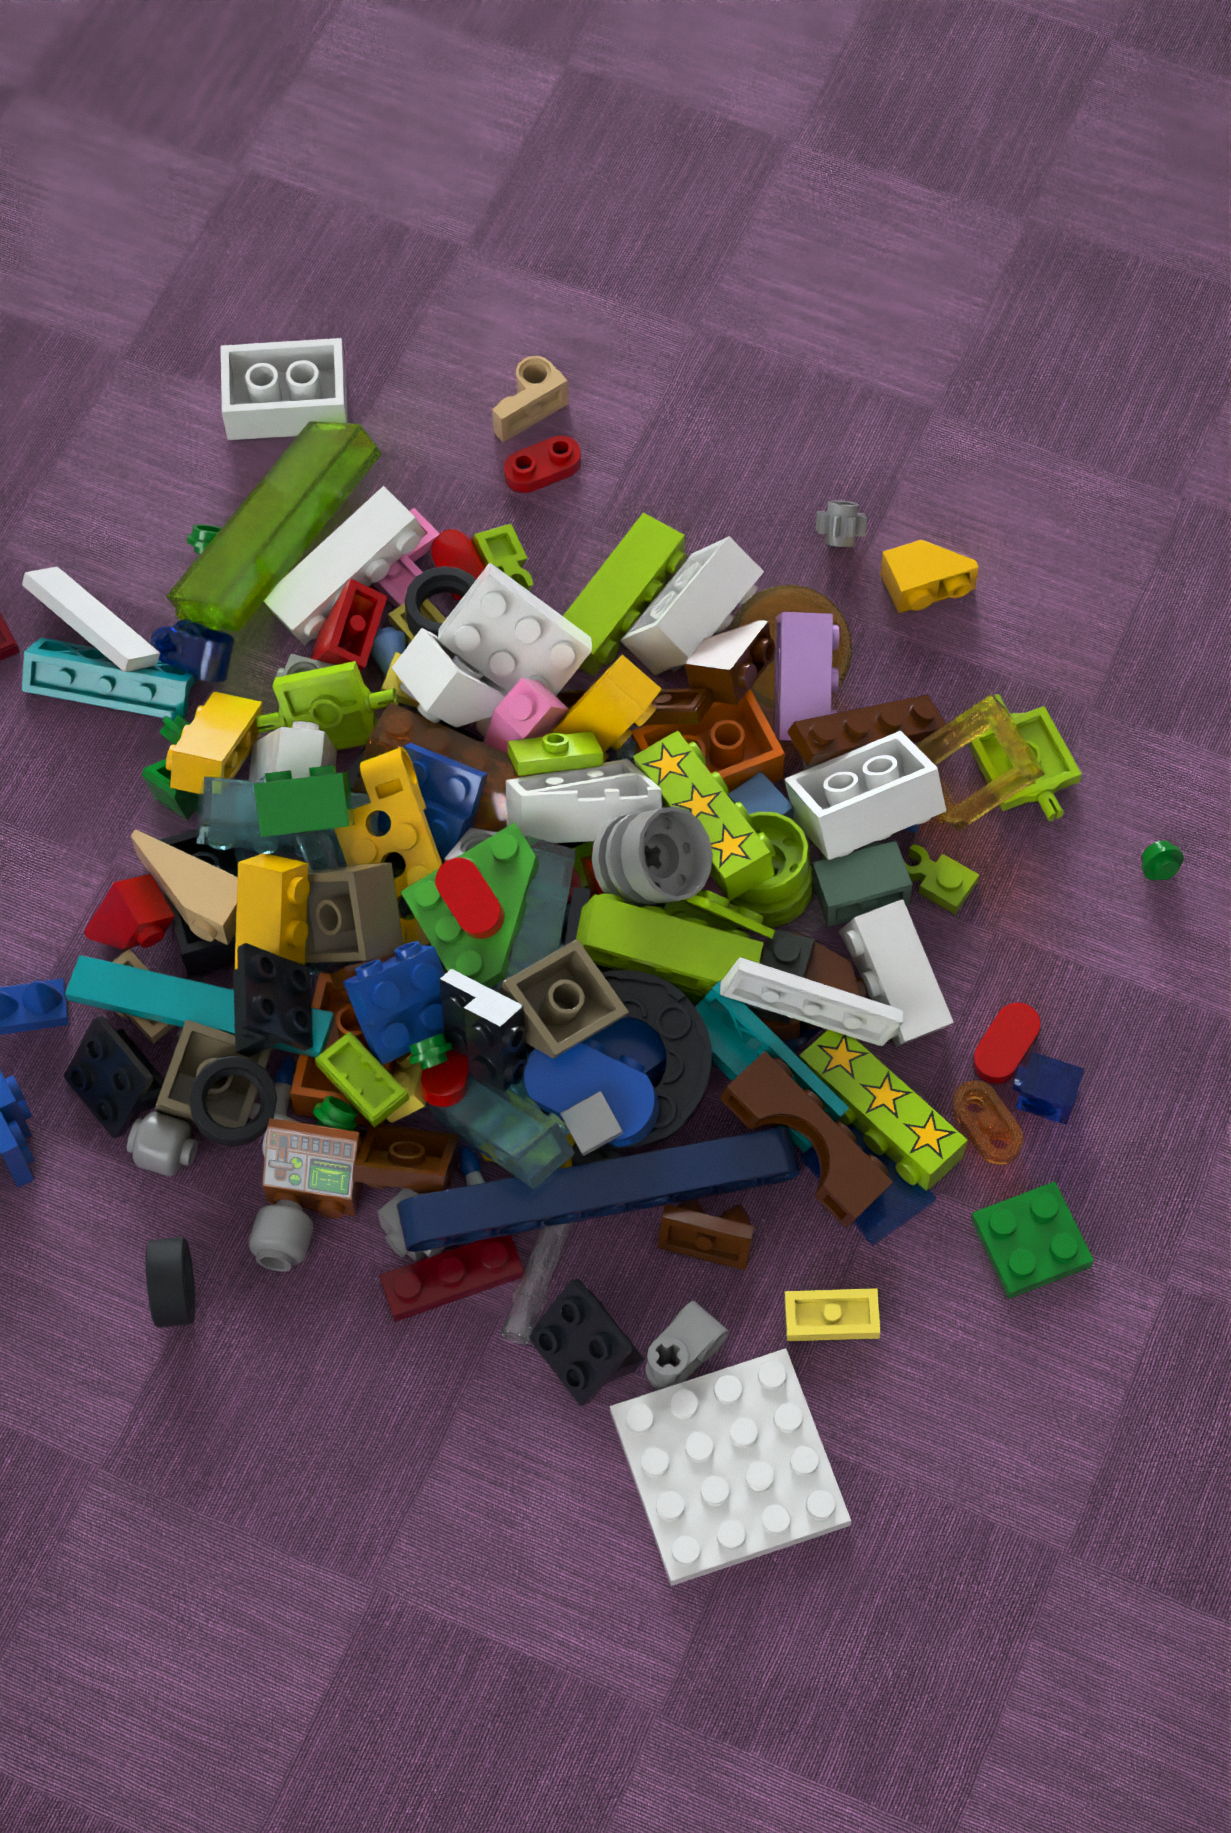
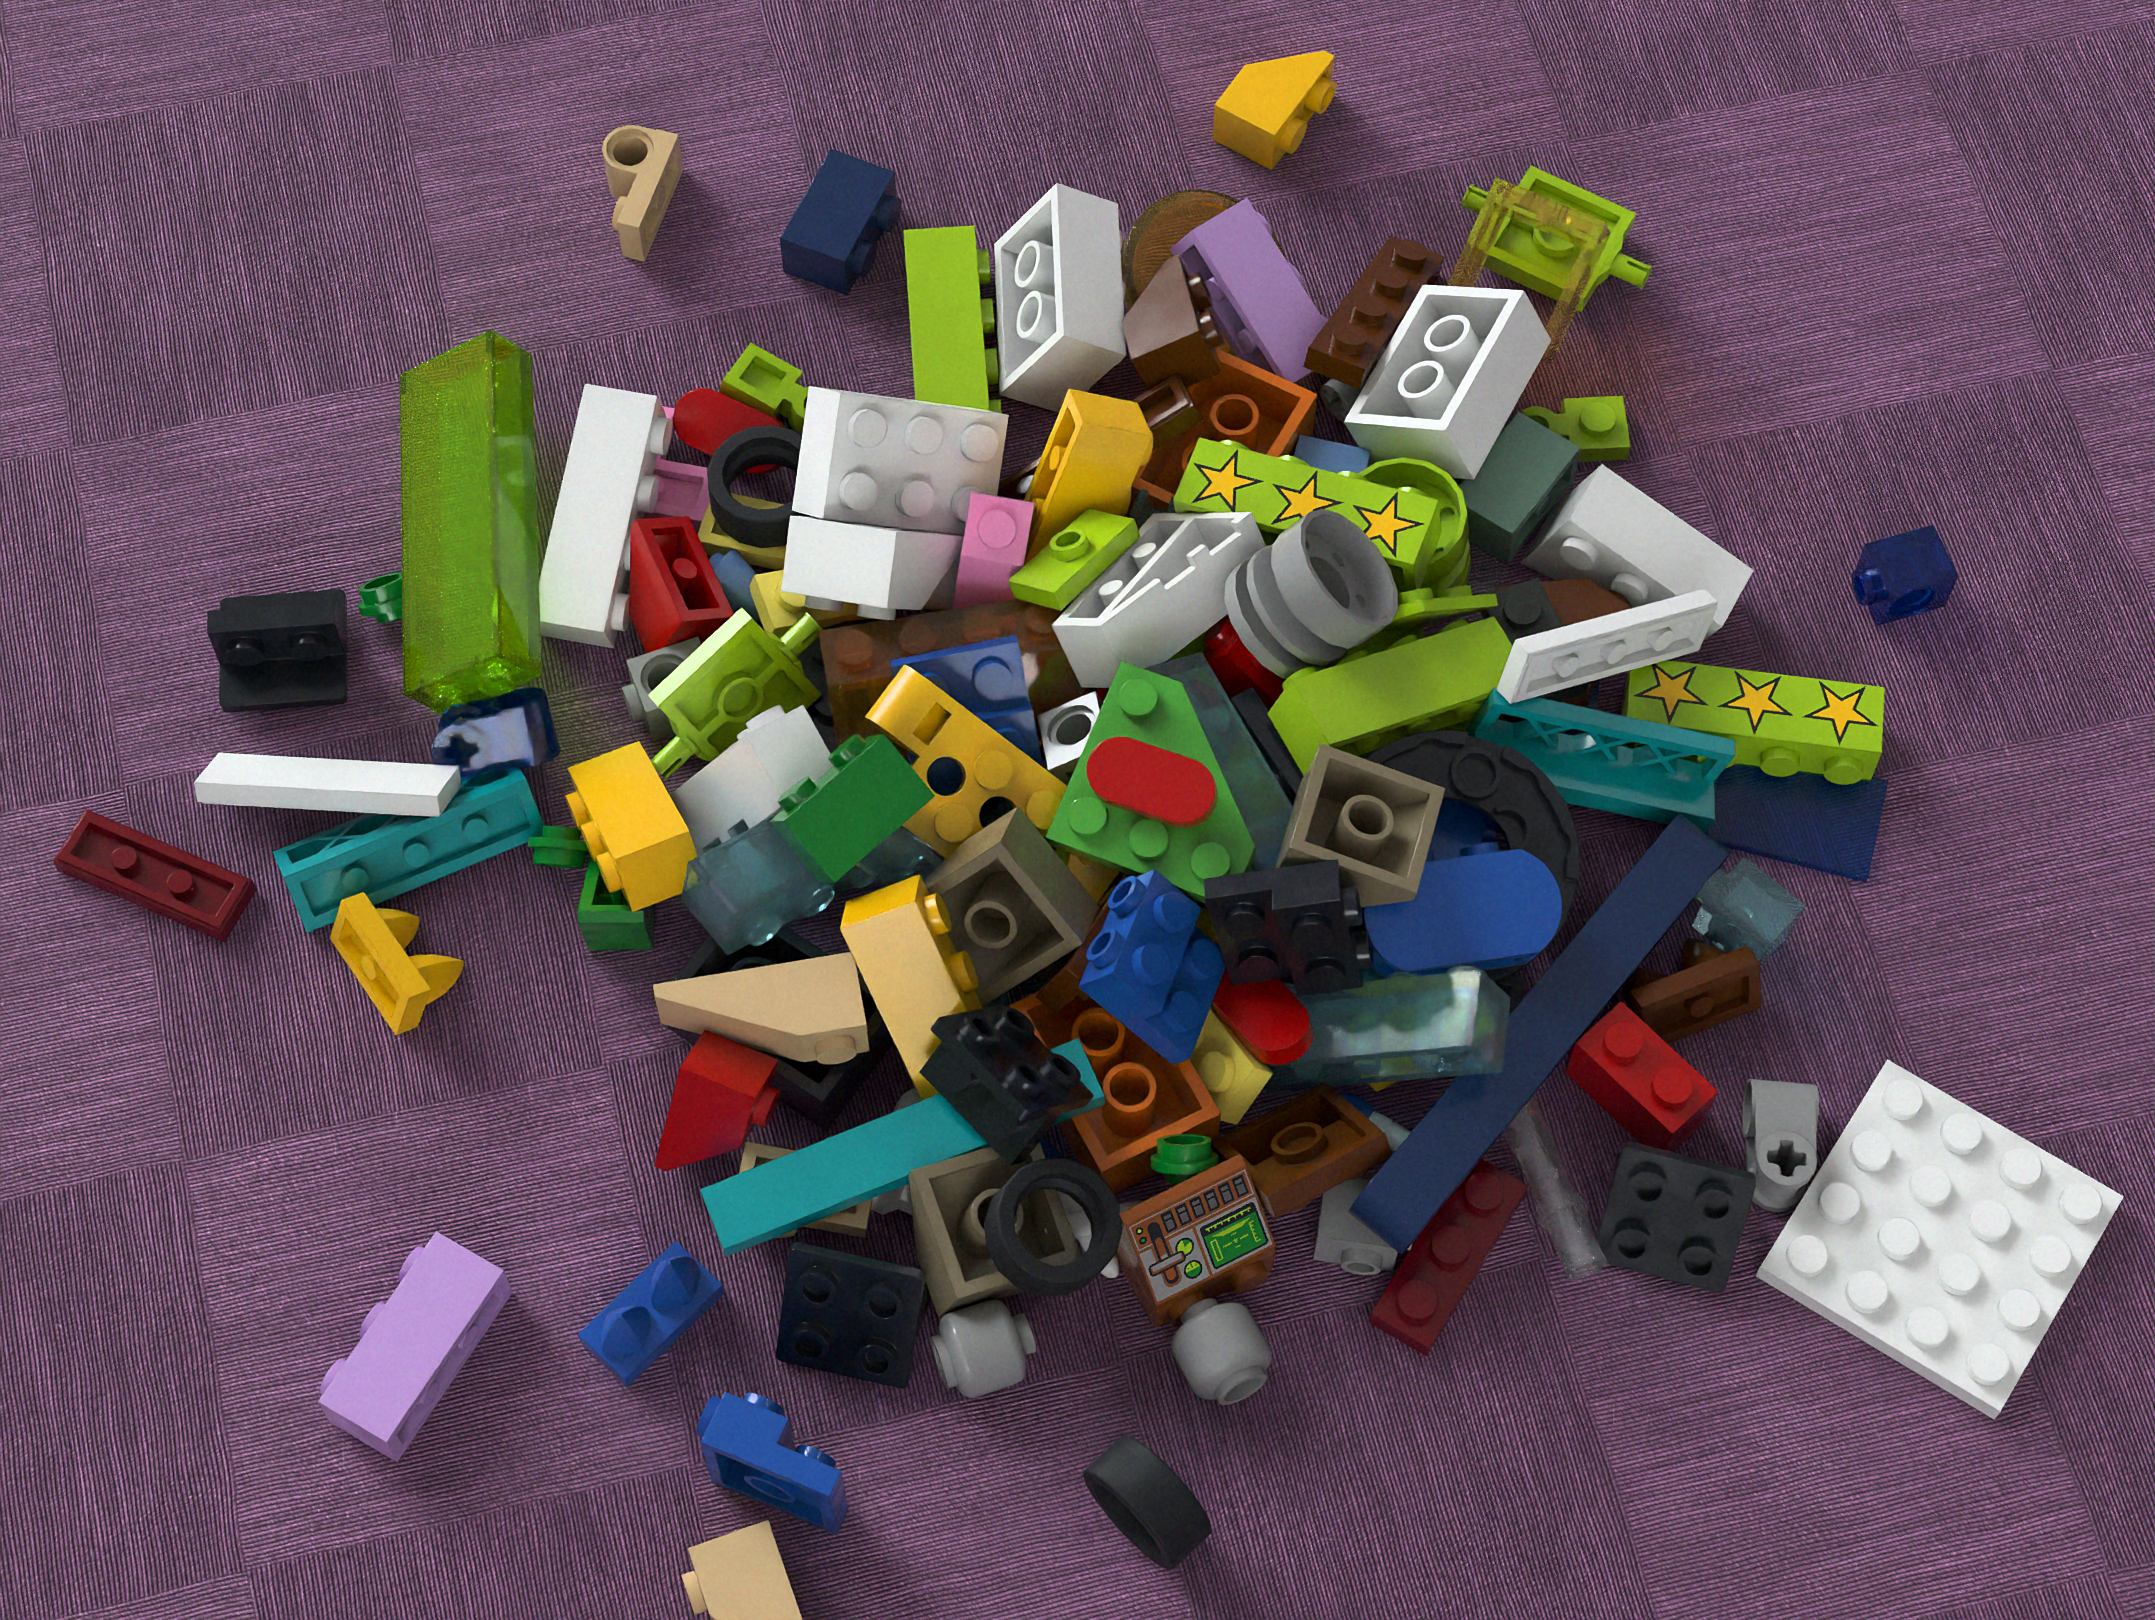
camera: 40 degrees left, 0 degrees up
(41, 747) = (374, 947): none -> yellow tile
(131, 531) = (281, 650): none -> black bracket
(282, 387) = (330, 355): white brick -> none
(362, 1079) = (1180, 1091): lime plate -> none
(430, 1051) = (1237, 1000): green plate -> none
(544, 463) = (720, 249): red plate -> none
(592, 1123) = (1506, 947): light grey tile -> none
(619, 486) = (840, 222): none -> dark blue brick
(632, 1259) = (1641, 1080): none -> red brick
(769, 1096) = (1792, 819): reddish brown arch -> none
(774, 1211) = (1746, 910): none -> clear light blue brick
(832, 1314) = (1901, 986): light yellow plate -> none
(841, 523) = (1132, 105): light grey gear -> none
(989, 1124) = (1872, 657): clear orange plate -> none
(1006, 1043) = (1810, 559): red tile -> none
(1032, 1240) = (2025, 754): green plate -> none
(1161, 860) = (1797, 253): green plate -> none

